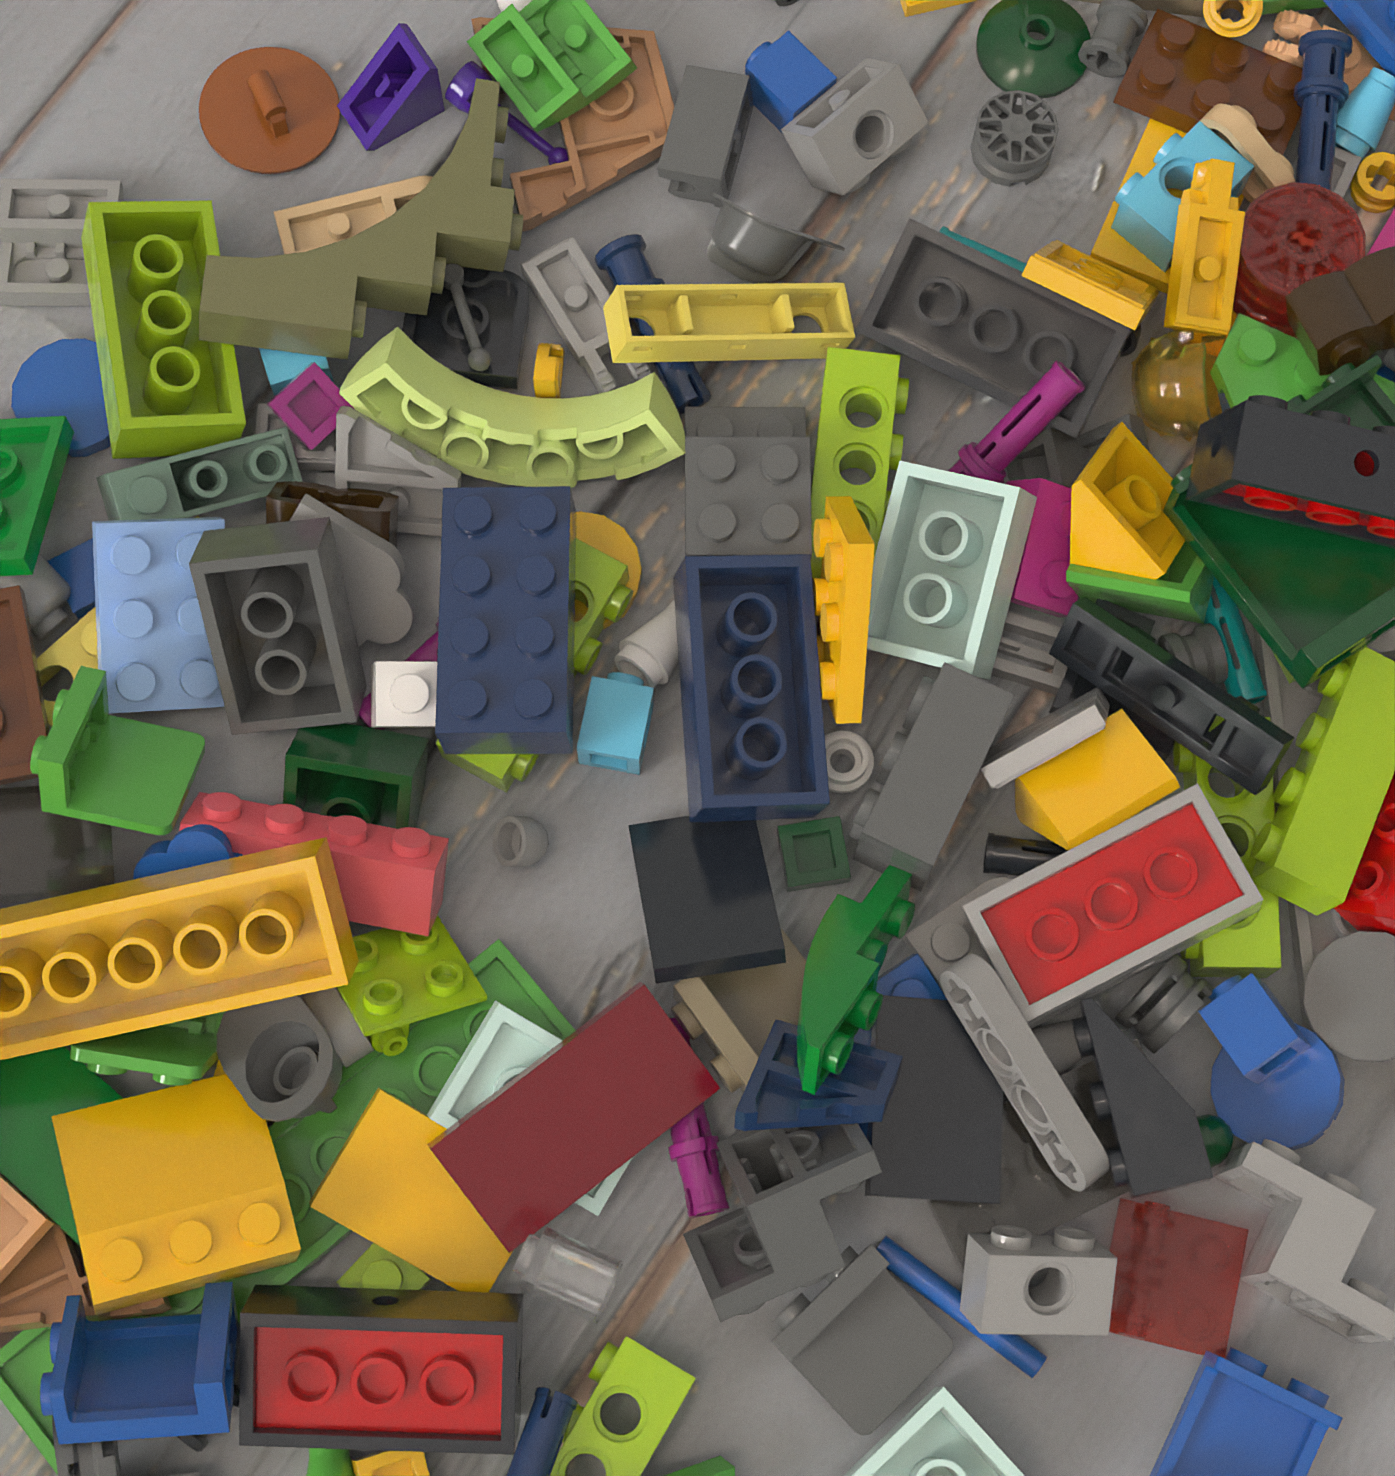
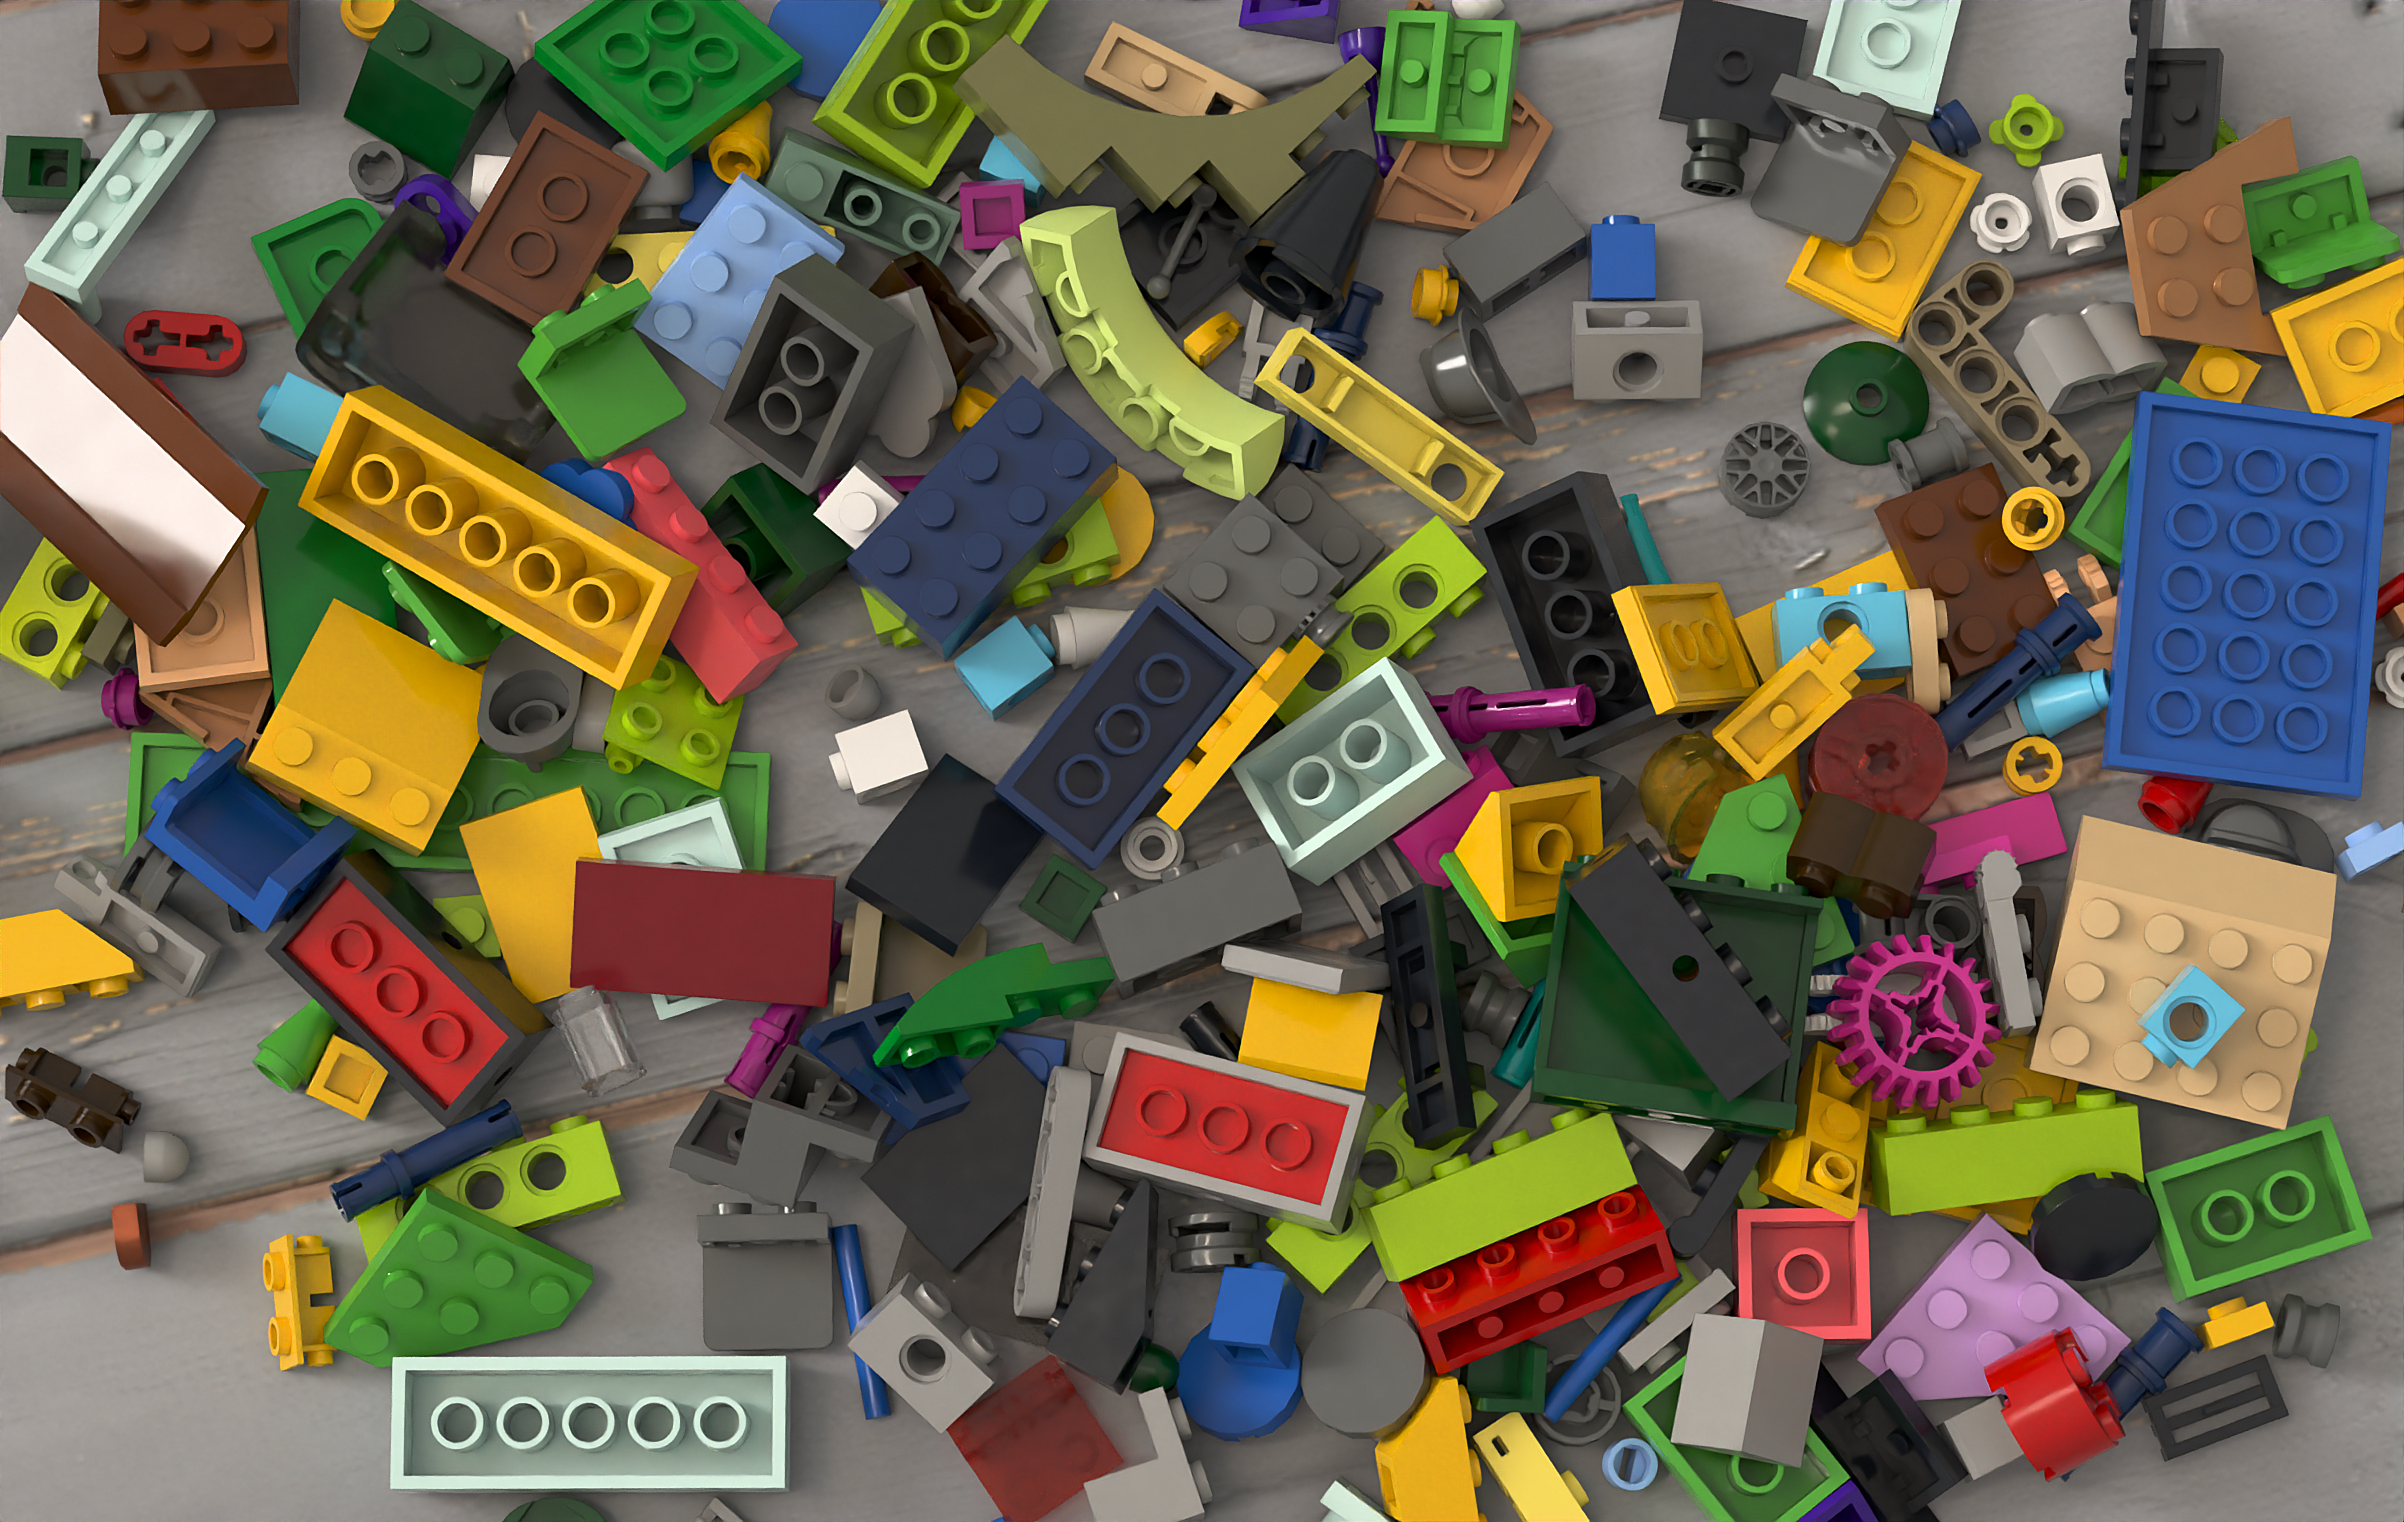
camera: 45 degrees right, 5 degrees up
(73, 516) = (743, 145): none -> yellow cone
(420, 563) = (970, 406): none -> yellow hinge
(564, 234) = (1312, 240): none -> black cone
(584, 869) = (879, 757): none -> white brick
(676, 211) = (1434, 294): none -> yellow plate
(826, 481) = (1325, 625): none -> dark grey bush

